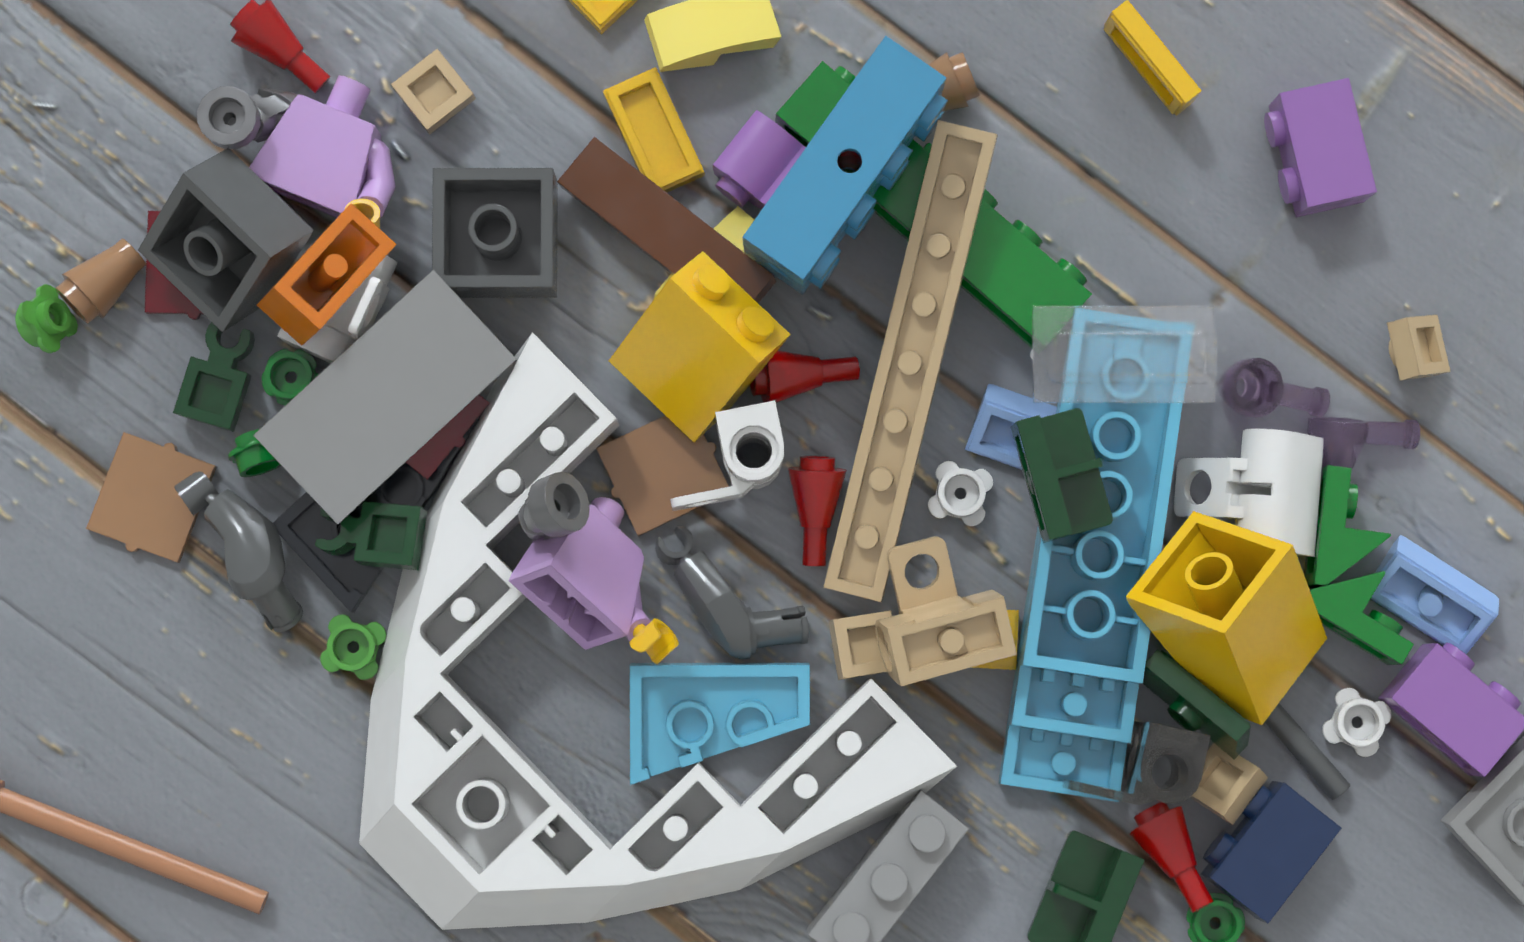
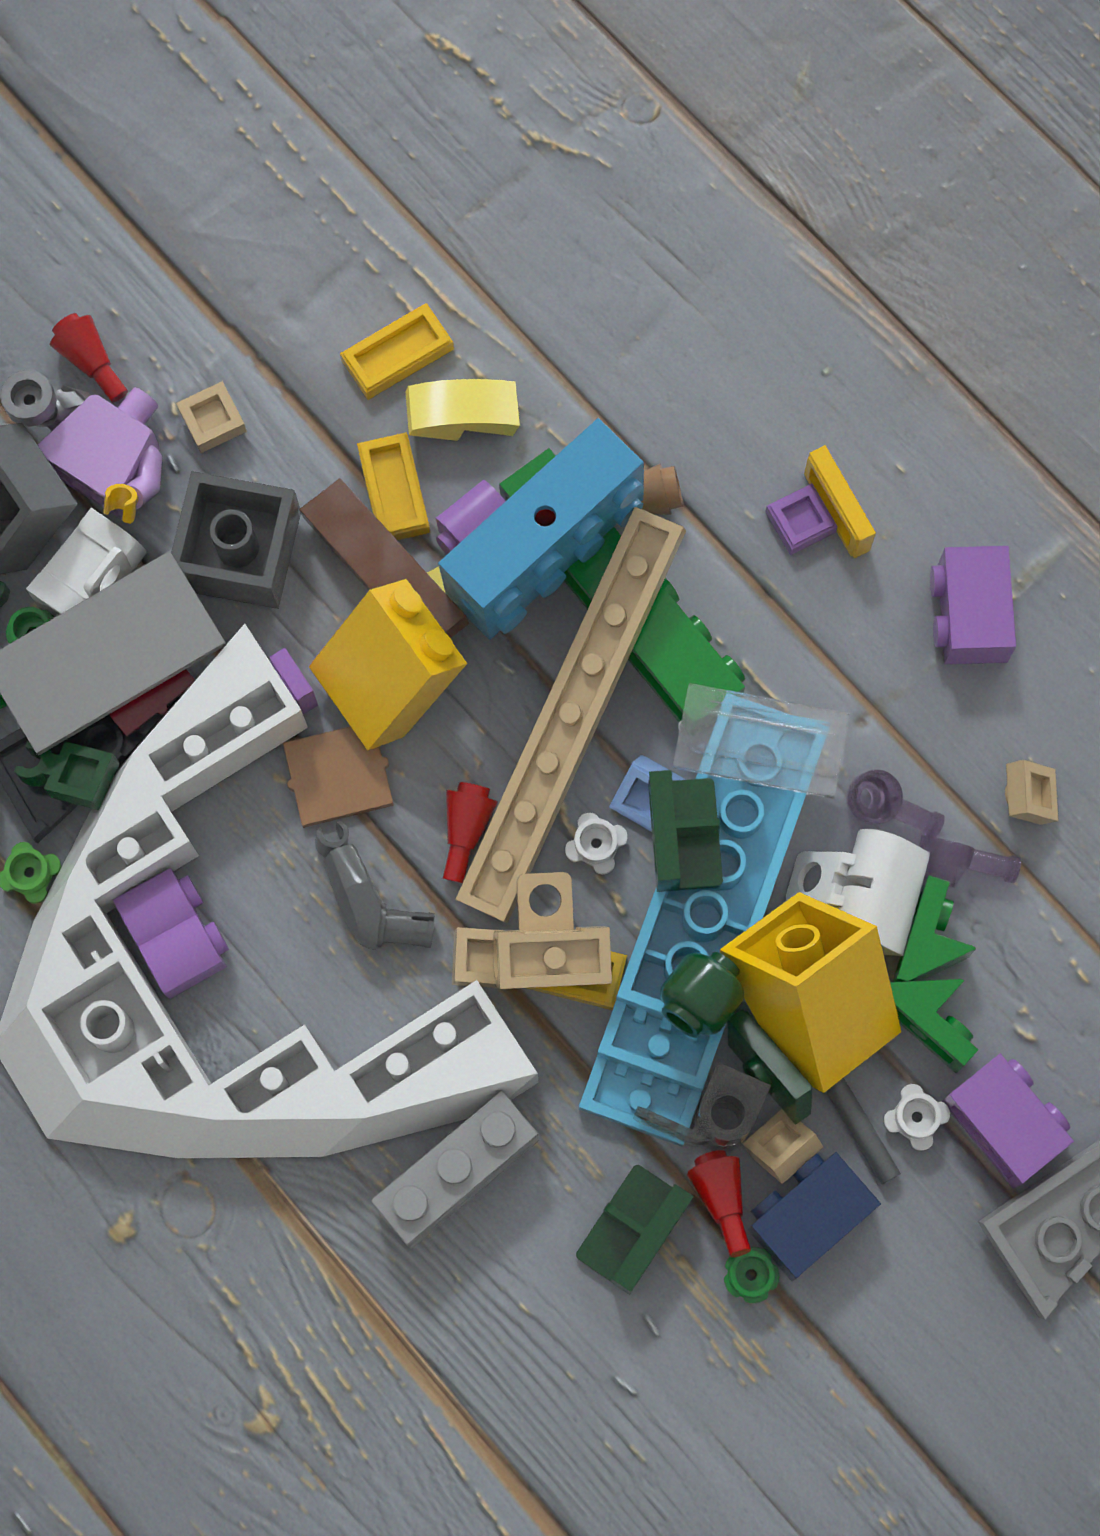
camera: 20 degrees right, 10 degrees down
(326, 274) = (76, 539): orange slope -> none
(525, 683) = (171, 933): none -> medium lavender brick
(585, 568) = (243, 832): lavender torso -> none
(594, 379) = (294, 680): none -> medium lavender tile
(710, 708) = (330, 988): medium azure wing -> none
(736, 428) = (408, 743): white piece -> none
(794, 374) = (465, 710): red cone -> none
(1111, 83) = (801, 519): none -> medium lavender tile
(1117, 650) = (702, 994): none -> dark green head
(1434, 596) = (1006, 1017): light blue slope -> none

